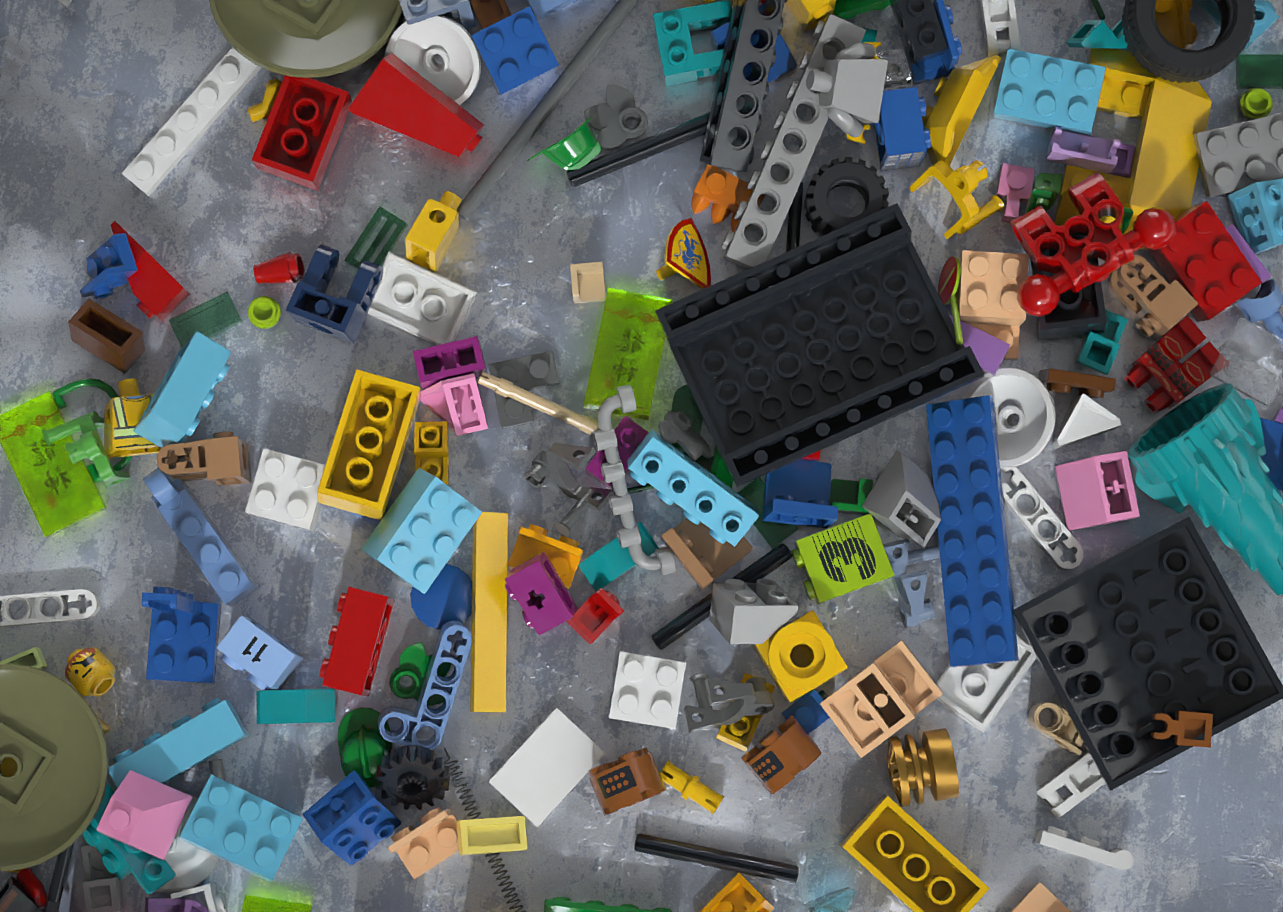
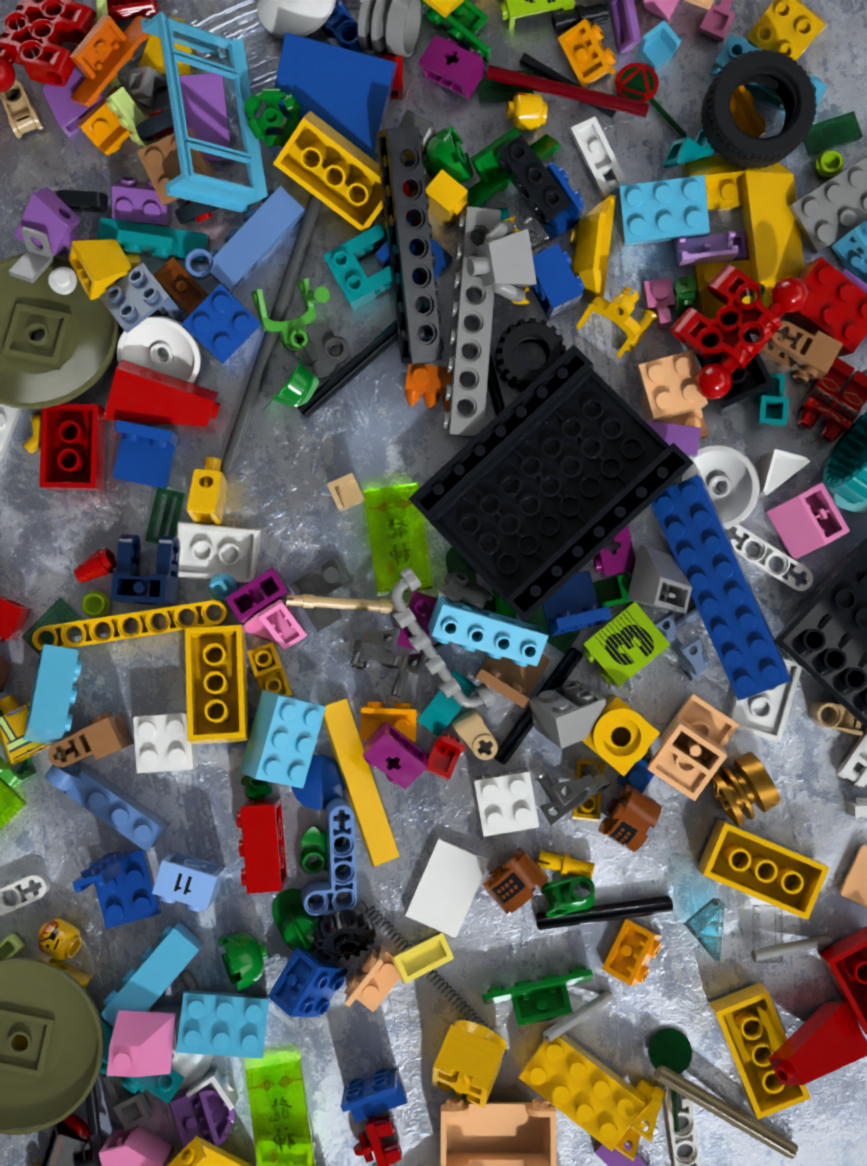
camera: 20 degrees left, 5 degrees up
(284, 338) = (118, 625): none -> yellow beam
(288, 764) = (242, 958): none -> green cylinder
(295, 706) = (232, 911): teal slope -> none
(371, 577) = (255, 792): none -> green plate
(378, 164) = (144, 454): none -> blue bracket
(412, 338) = (222, 586): none -> medium azure tile
(591, 81) = (293, 327): none -> bright green piece
(639, 598) = (472, 730): none -> tan piece
(680, 822) = (566, 896): none -> green piece
(686, 255) = (417, 443): shield -> none
(869, 464) = (622, 559): none -> magenta brick
(947, 289) = (635, 399): piece -> none
(1063, 381) = (771, 439): reddish brown tile -> none

